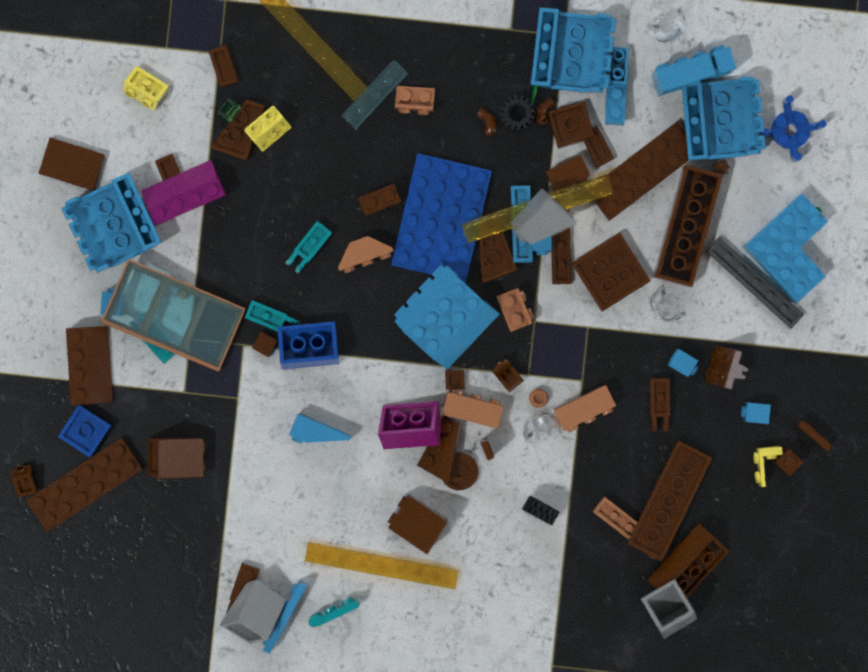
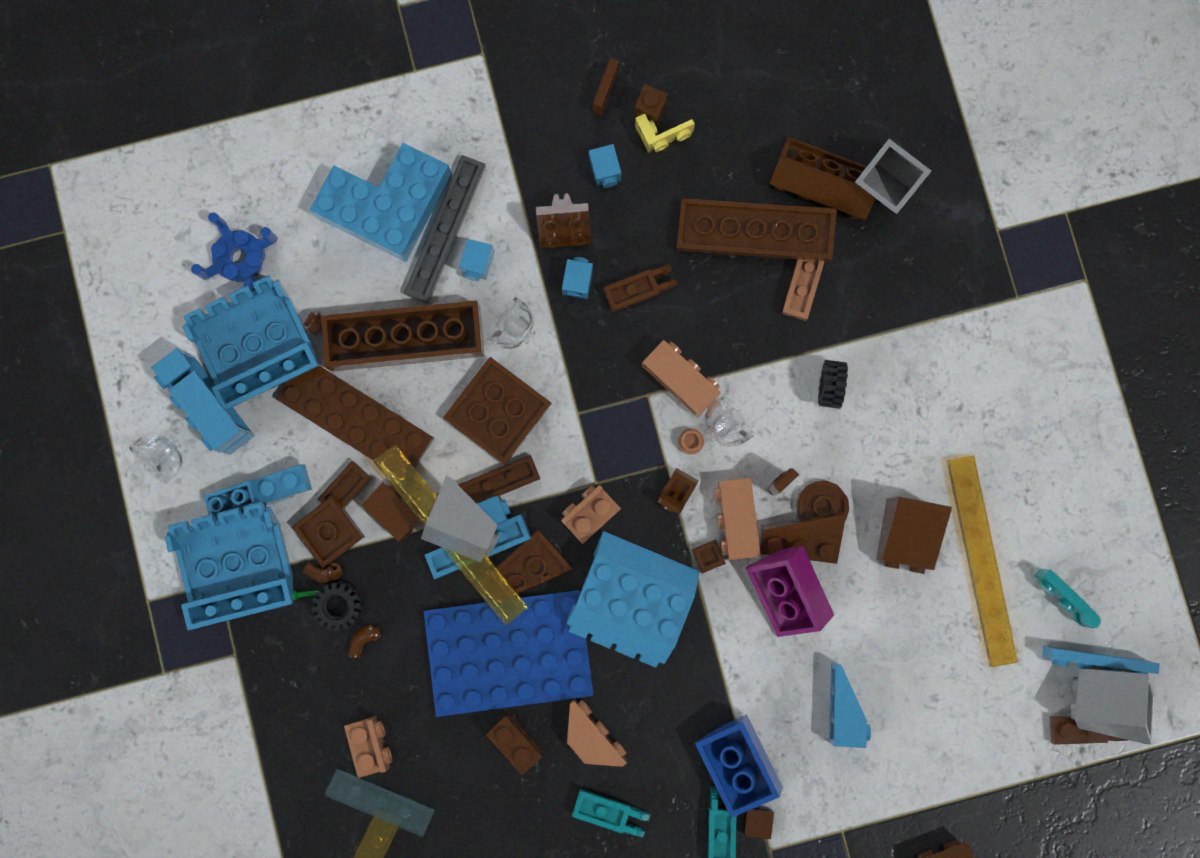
camera: 105 degrees left, 5 degrees down
(722, 296) = (476, 260): none -> dark azure brick

